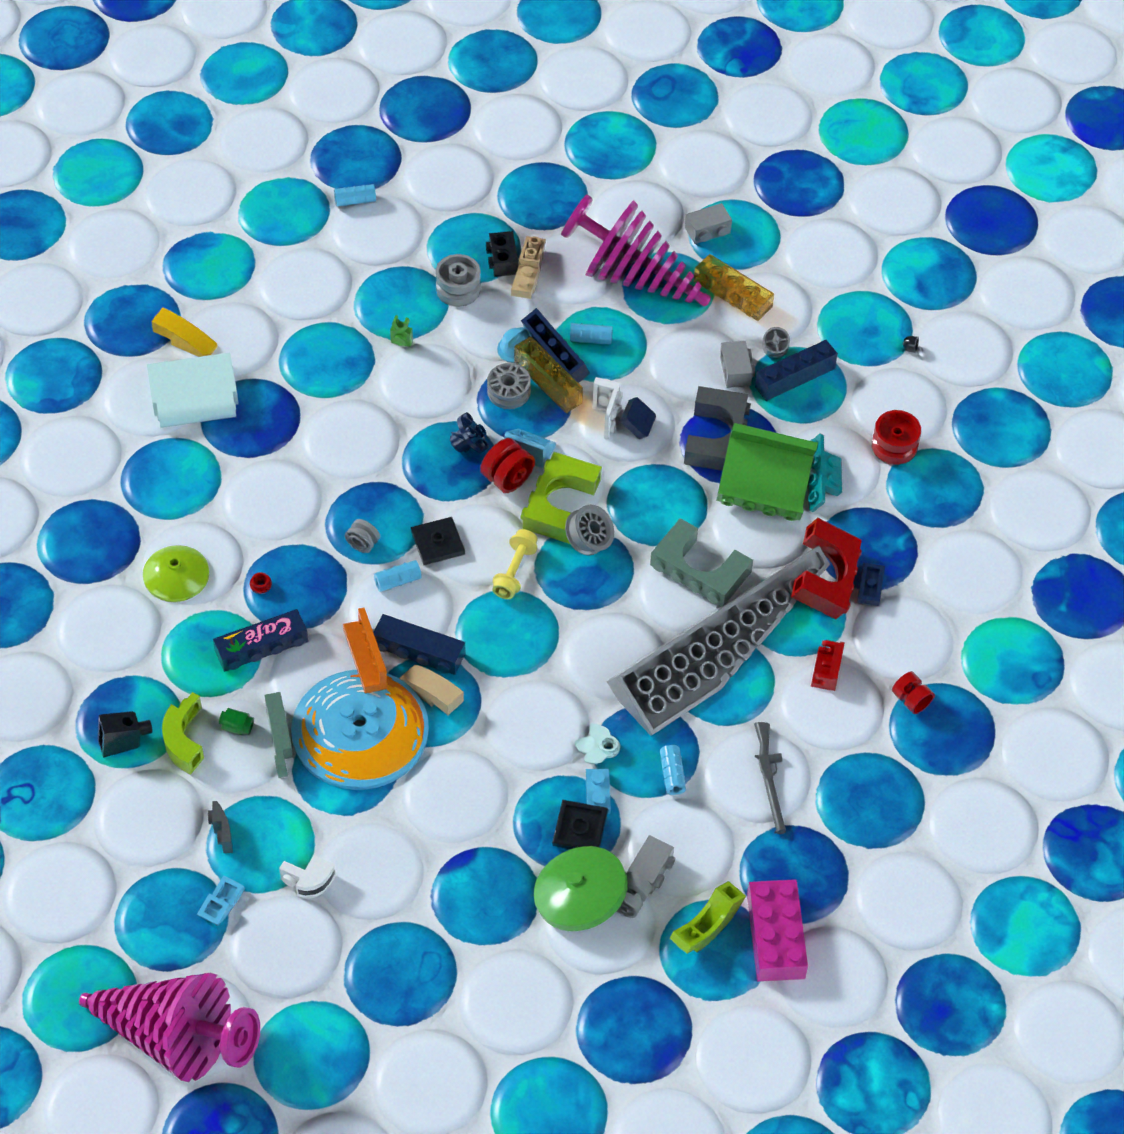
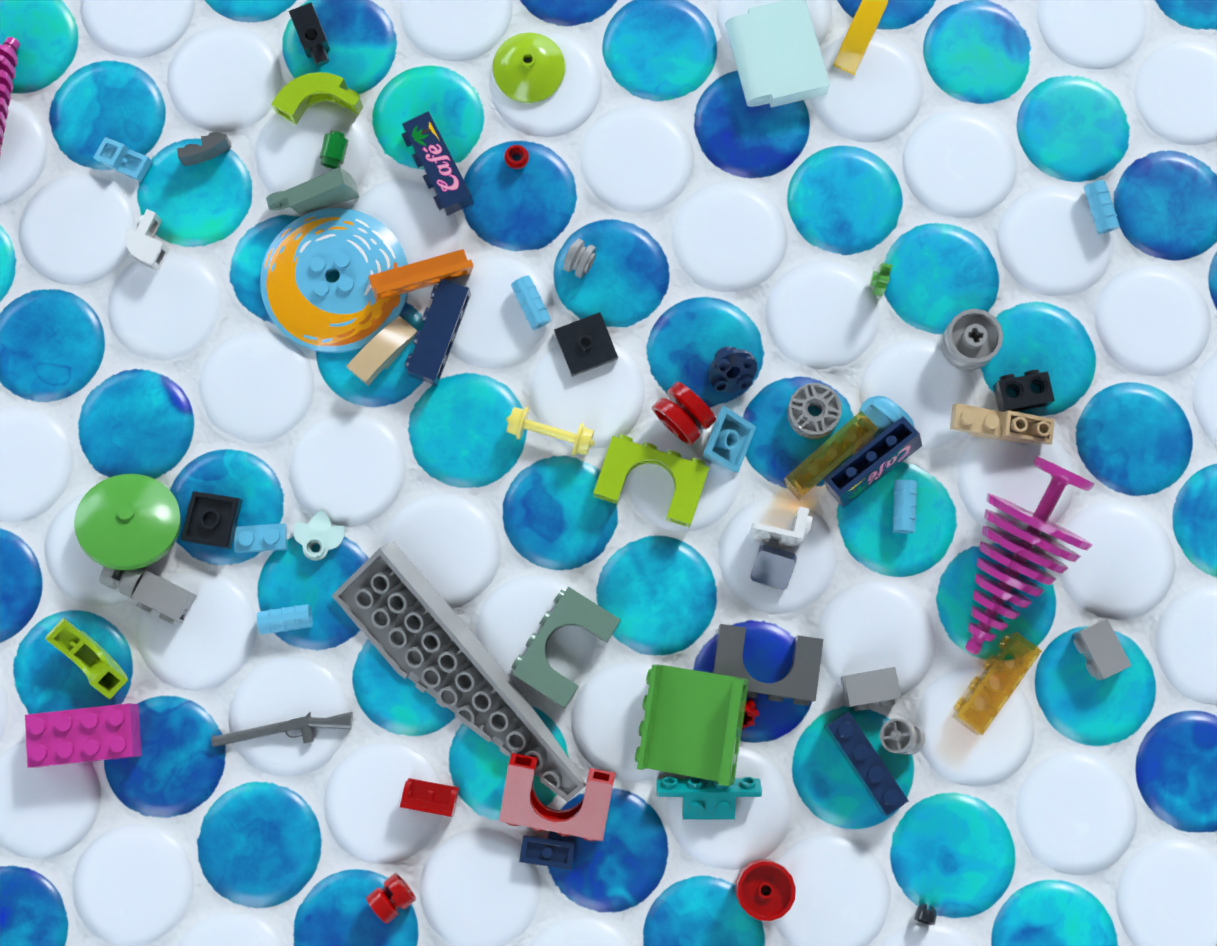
camera: 90 degrees right, 25 degrees up
(589, 529) = (612, 516): light grey wheel -> none

